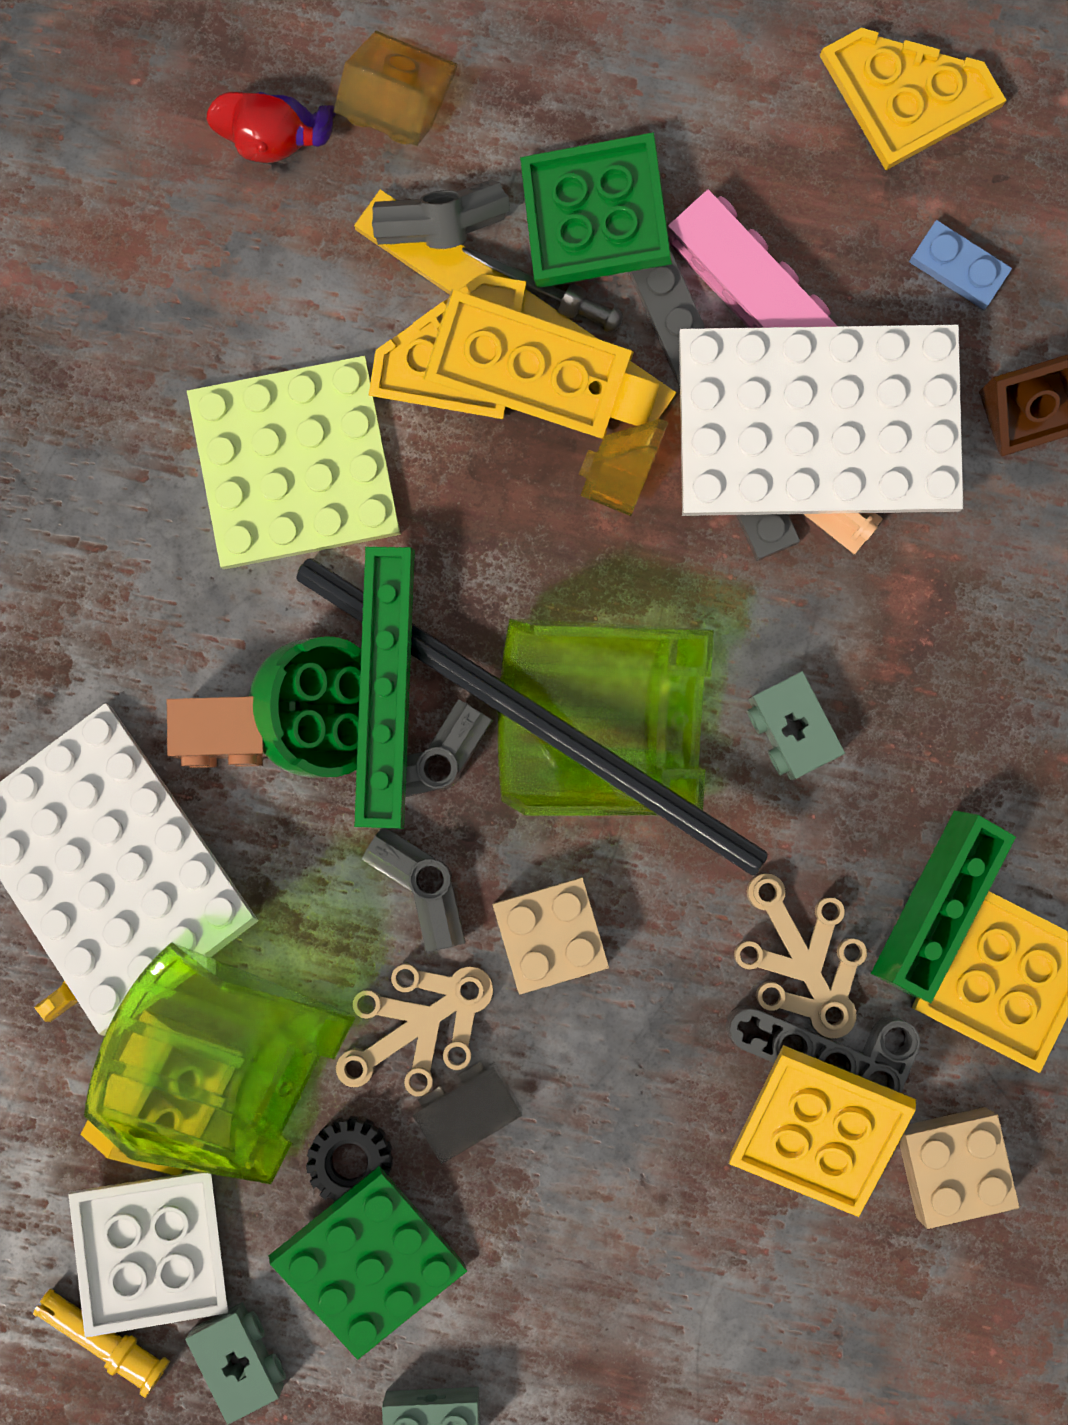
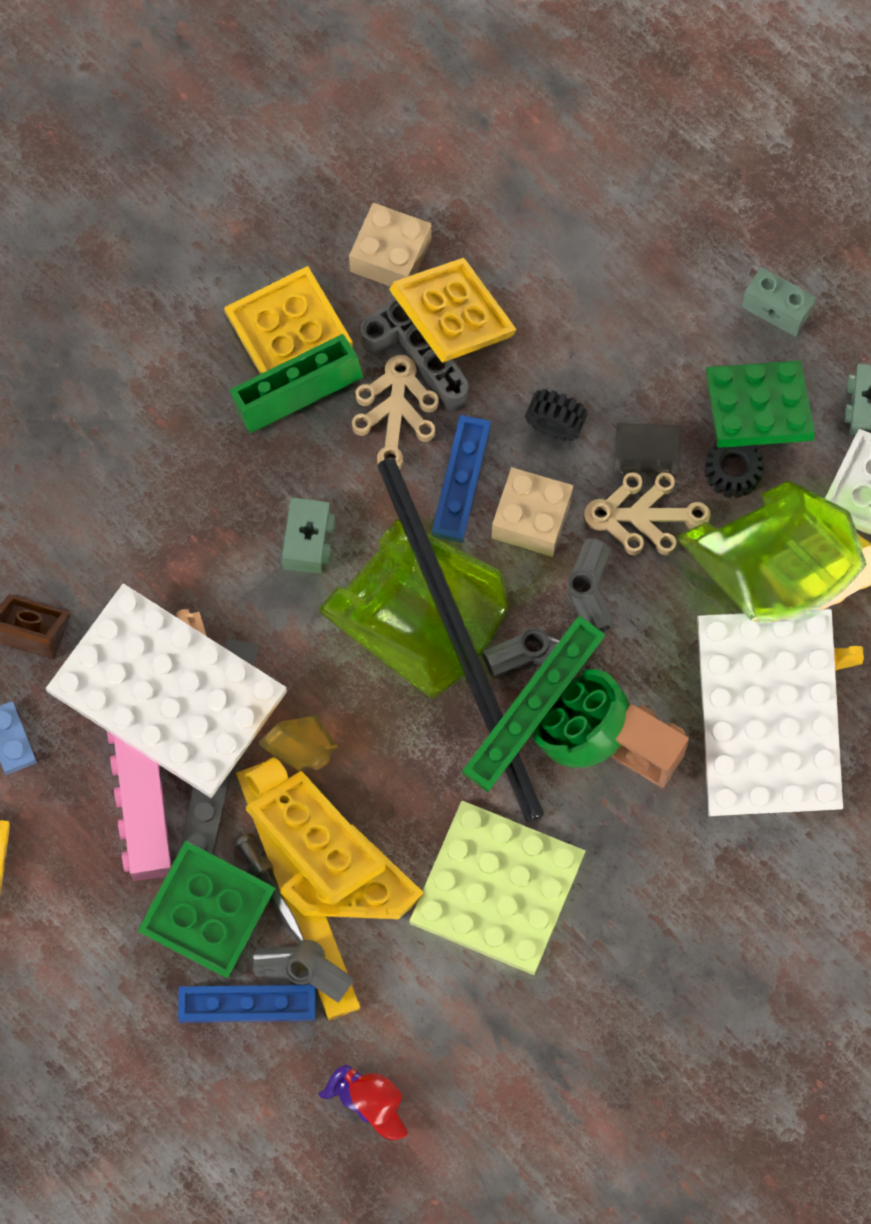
camera: 145 degrees left, 15 degrees down
(394, 88) = (273, 1075): clear yellow slope -> none
(483, 142) = (246, 1003): none -> blue plate
(602, 1077) = (556, 414): none -> black tyre
(664, 924) = (461, 479): none -> blue plate

